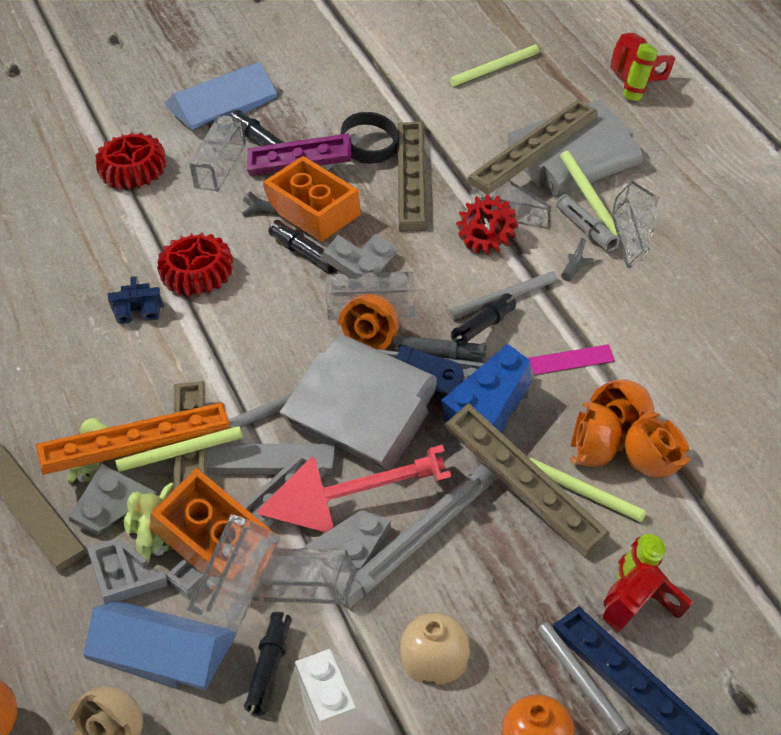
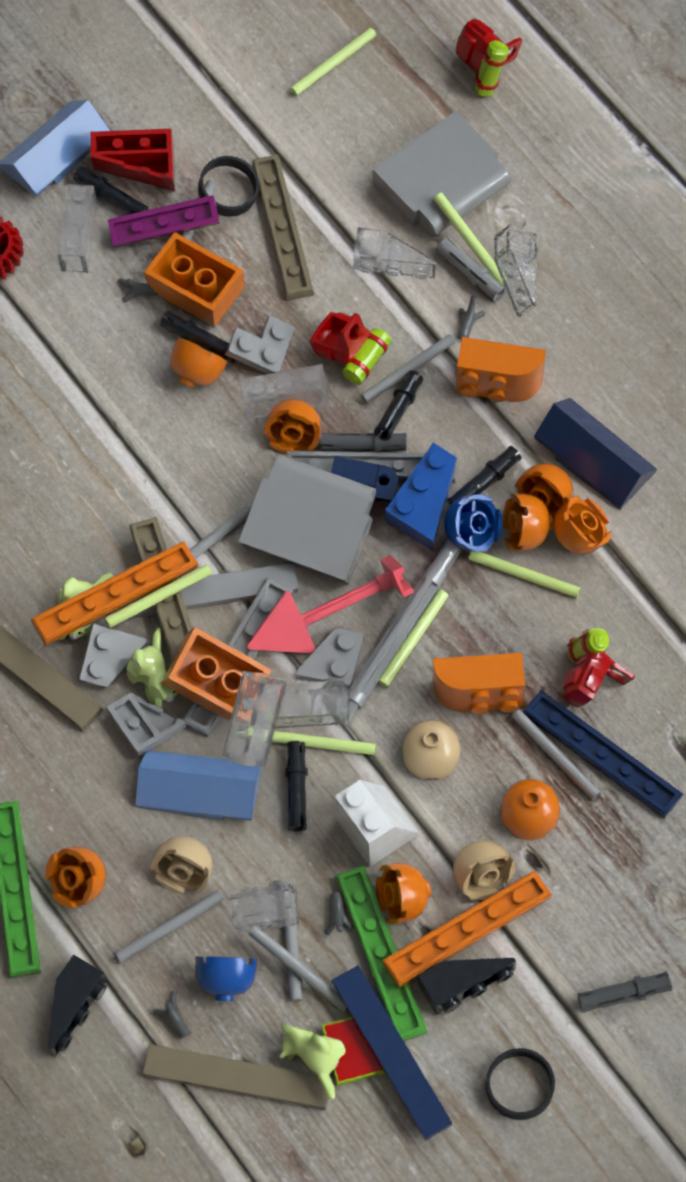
camera: 15 degrees left, 20 degrees up
(134, 298) = (43, 434): dark blue hips -> none
(195, 264) = (114, 381): red gear -> none
(290, 105) = (136, 155): none -> red wedge
(290, 262) = (195, 364): none -> orange cylinder
(314, 623) = (326, 743): none -> yellowish green bar
(444, 535) = (413, 638): none -> yellowish green bar
(449, 264) = (350, 344): none -> red piece
(473, 226) = (365, 295): red gear -> none
(506, 581) = (480, 682): none -> orange brick
(527, 480) = (475, 577): dark tan tile -> none
(532, 147) = (403, 187): dark tan tile -> none
(537, 426) = (473, 523): none -> blue cylinder
(571, 359) = (483, 433): dark pink sticker -> none
(571, 390) = (493, 471): none -> black pin
(596, 298) = (499, 370): none -> orange brick
(684, 387) = (593, 452): none -> dark blue slope

